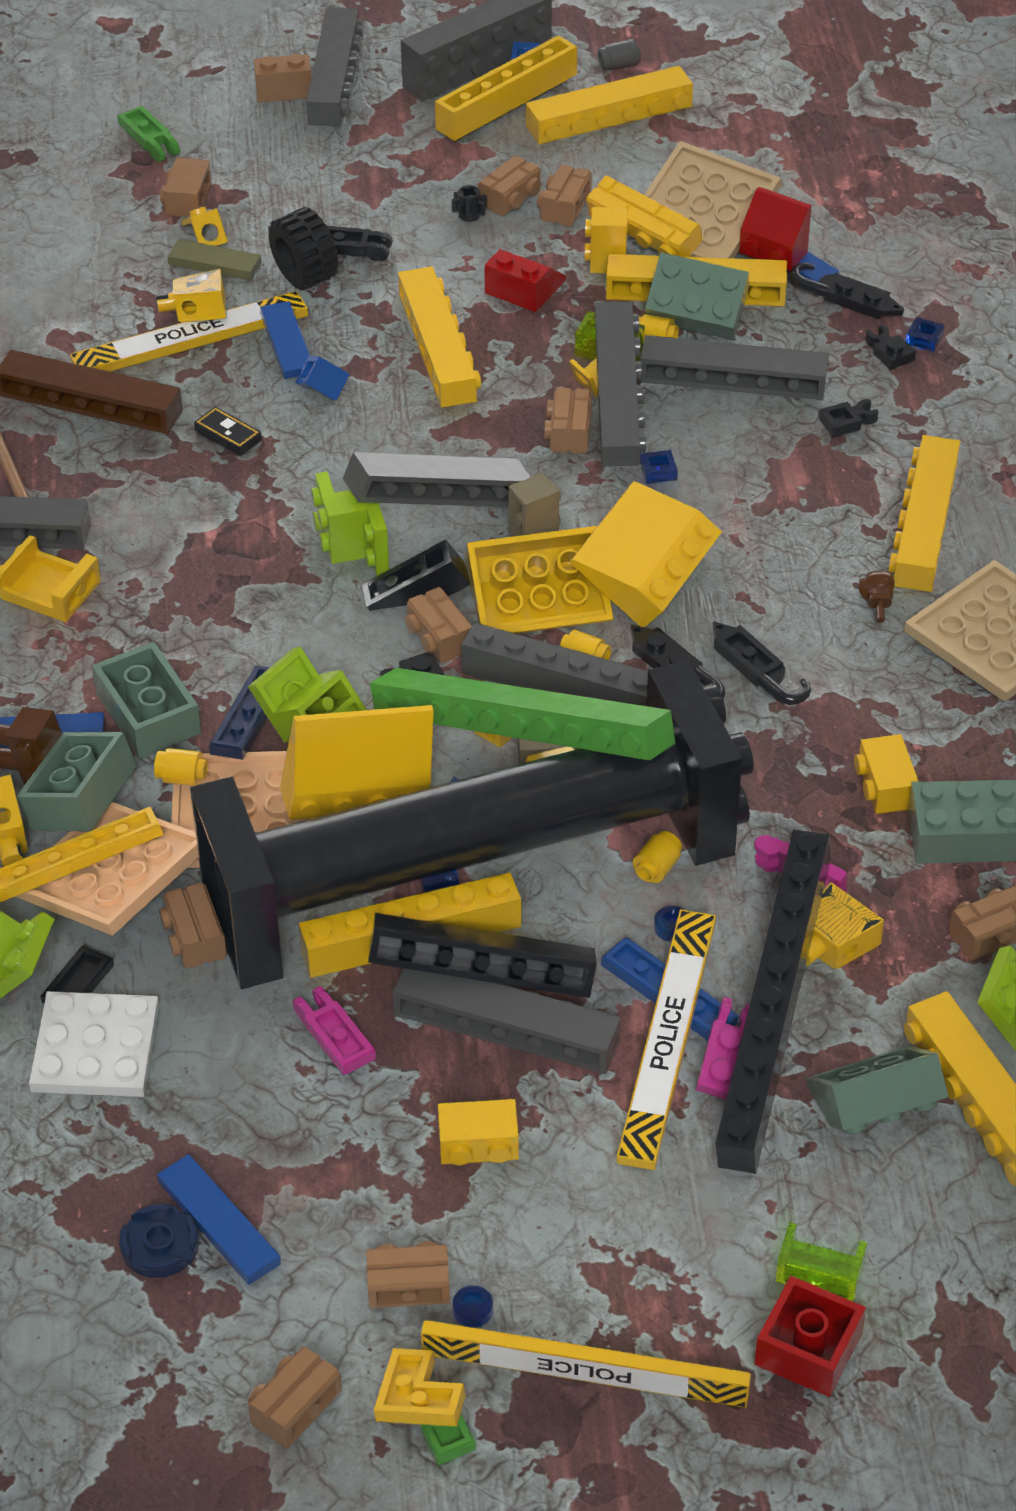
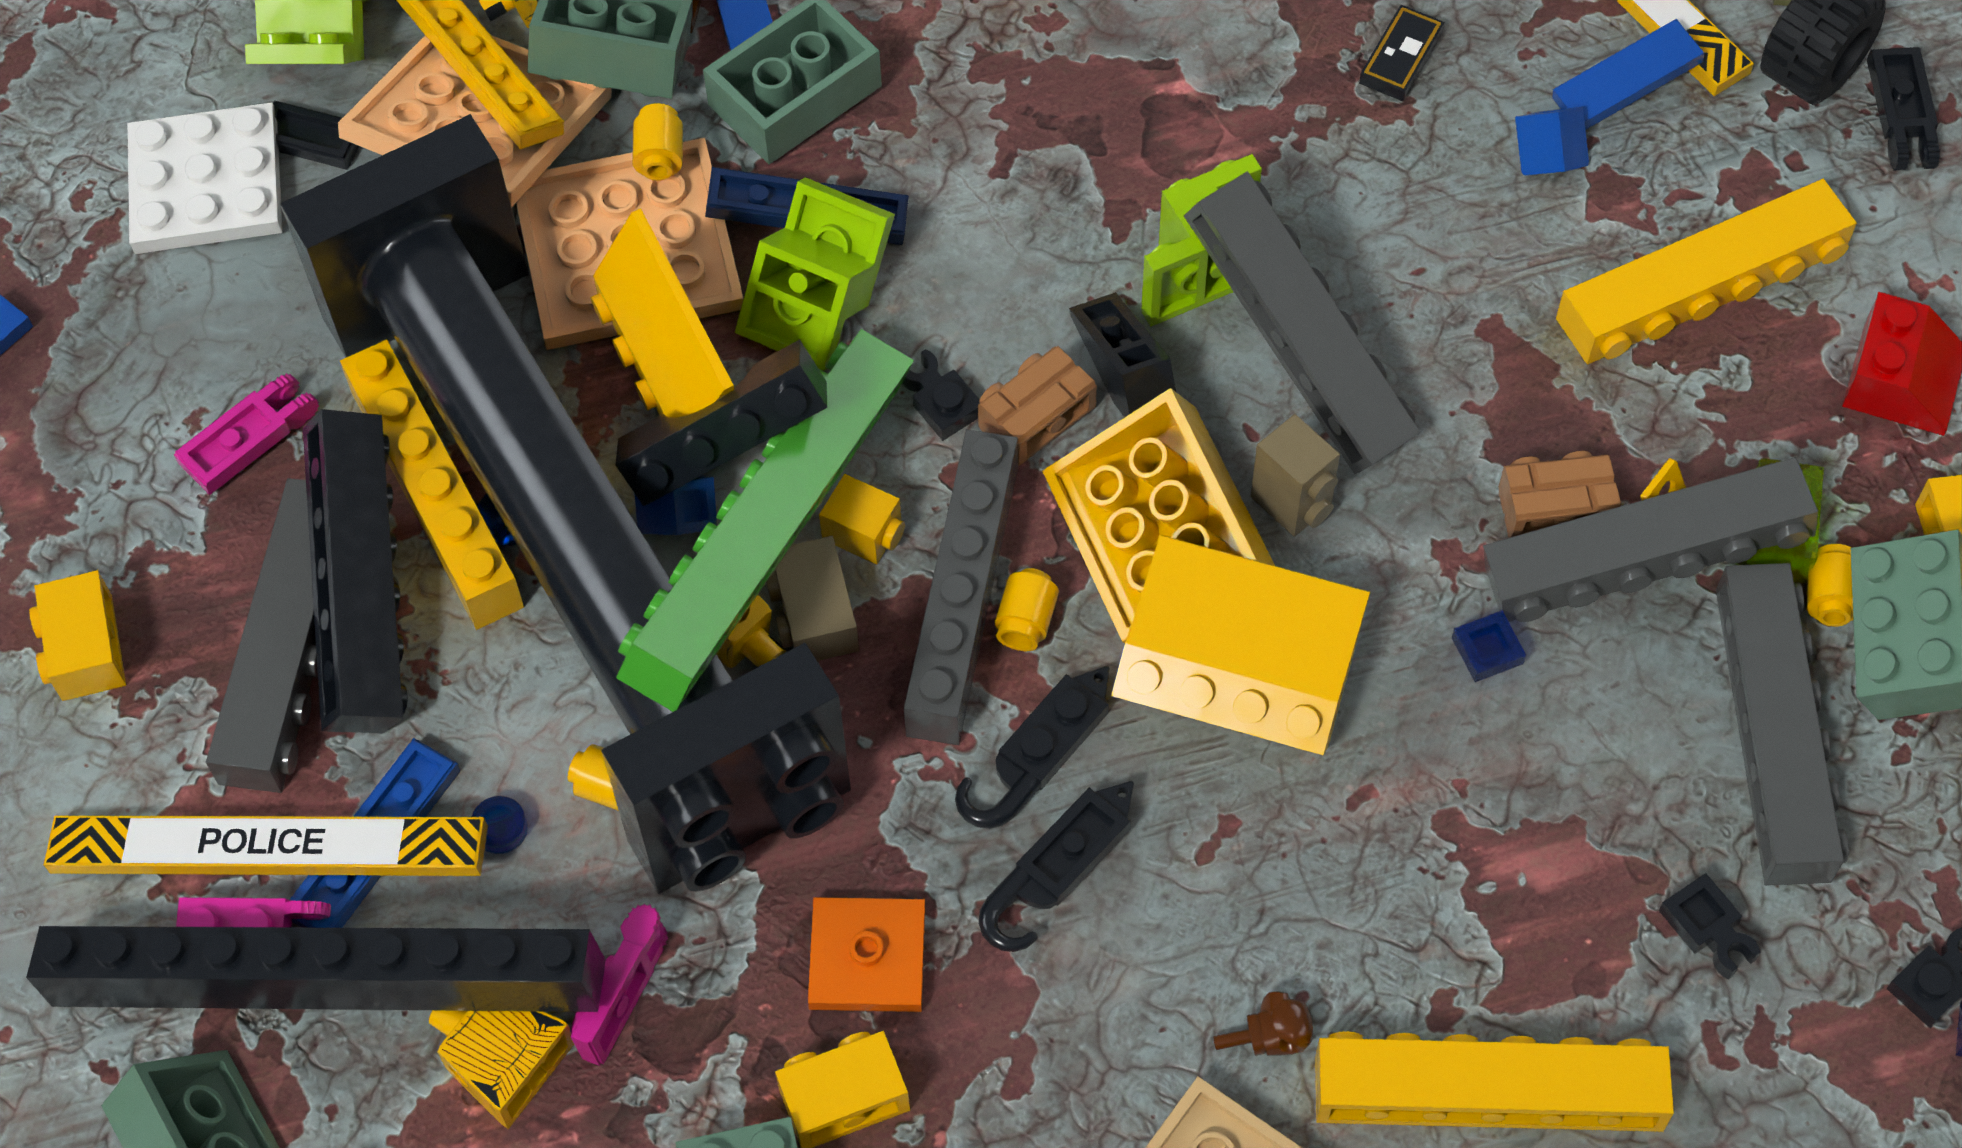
camera: 80 degrees right, 15 degrees up
(440, 686) = (765, 403): none -> black arch
(798, 758) = (867, 954): none -> orange plate

